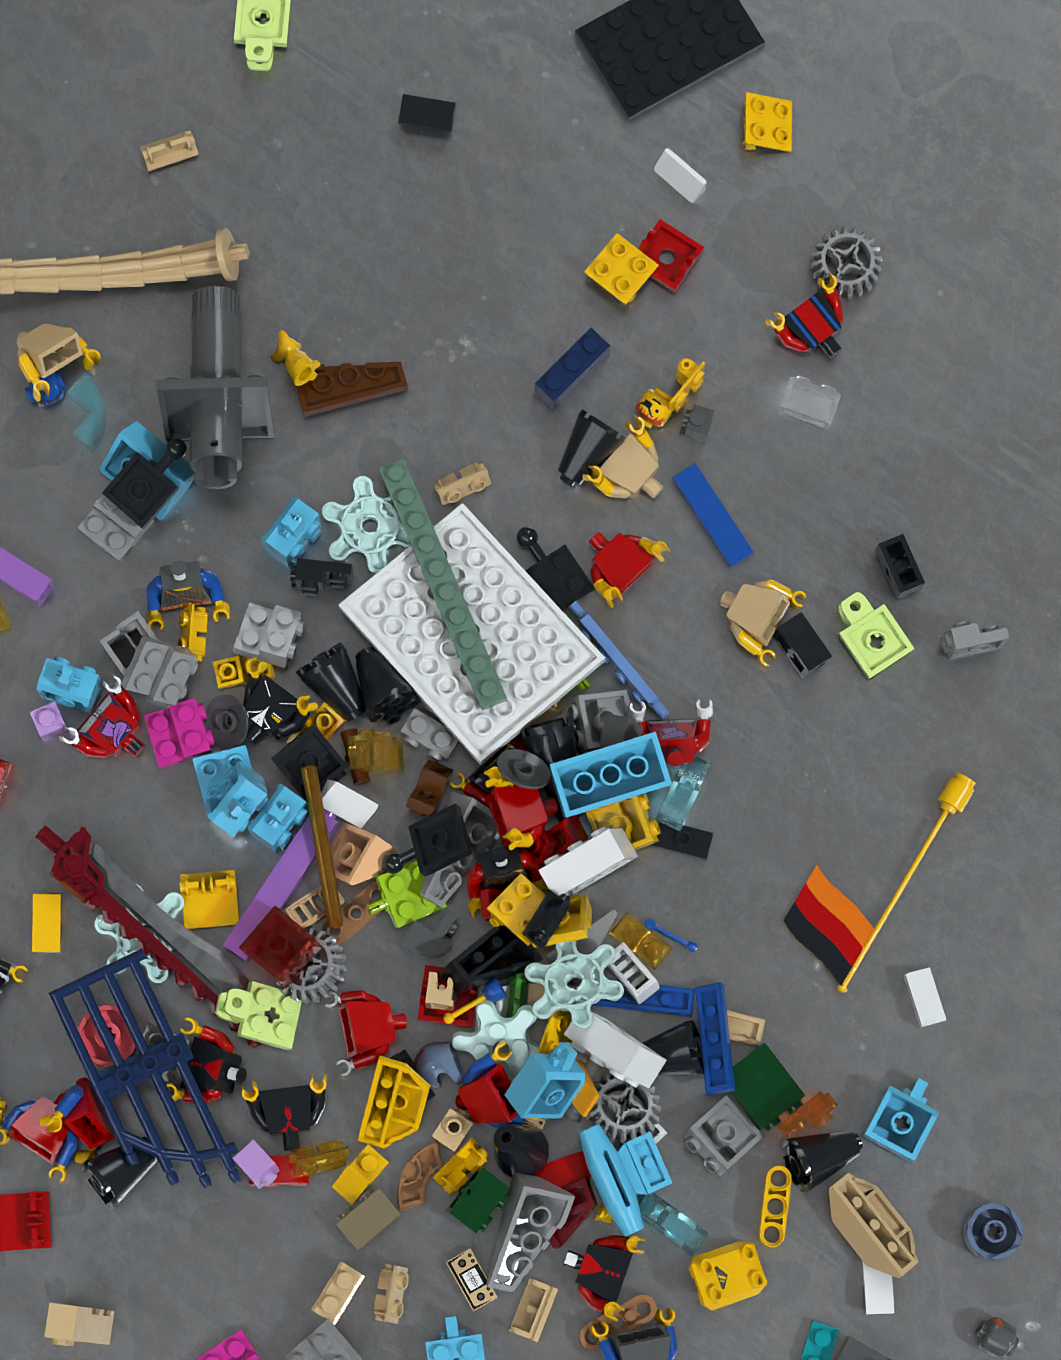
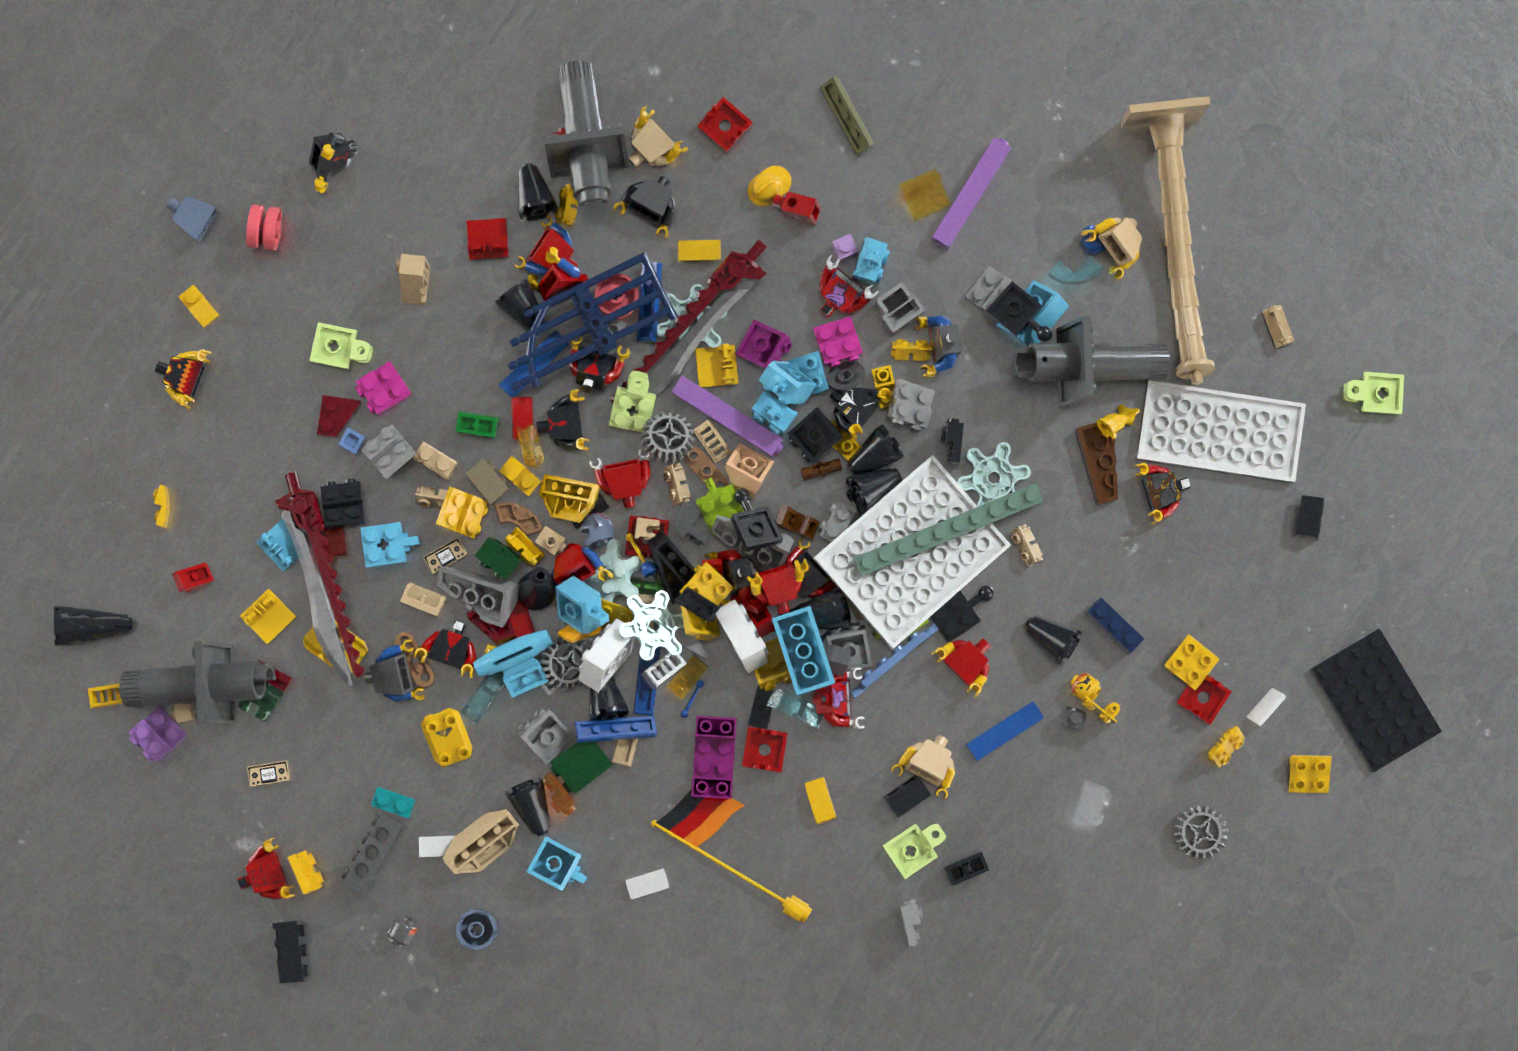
camera: 90 degrees right, 5 degrees up
(160, 670) = (880, 326): light grey plate -> none
(163, 991) = (649, 333): none -> blue tile
(183, 834) = (763, 345): none -> magenta plate
(214, 1167) = (540, 362): none -> blue tile
(256, 1165) = (524, 401): lavender brick -> none
(280, 947) = (678, 414): clear red brick -> none
(286, 1233) = (477, 423): none -> green hinge
(292, 532) = (985, 420): medium azure hinge -> none
(310, 227) = (1221, 431): none -> white plate
(322, 847) = (753, 444): pearl gold axle -> none
(347, 803) = (785, 462): white slope -> none
(362, 960) = (673, 476): none -> tan hinge
(375, 752) = (822, 482): clear yellow brick -> none
(390, 304) = (1161, 490): none -> torso
(412, 1254) = (462, 513): none -> yellow plate
(523, 769) = (808, 588): dark grey dish -> none
(629, 467) = (1039, 668): tan torso -> none
(746, 233) = (1233, 740): none -> yellow hinge
(753, 904) = (714, 757): none -> magenta slope
(754, 823) = (755, 739): none -> red piece
(782, 1195) = (486, 775): yellow beam -> none
(809, 761) = (820, 800): none -> yellow slope
(813, 322) = (1152, 806): torso -> none

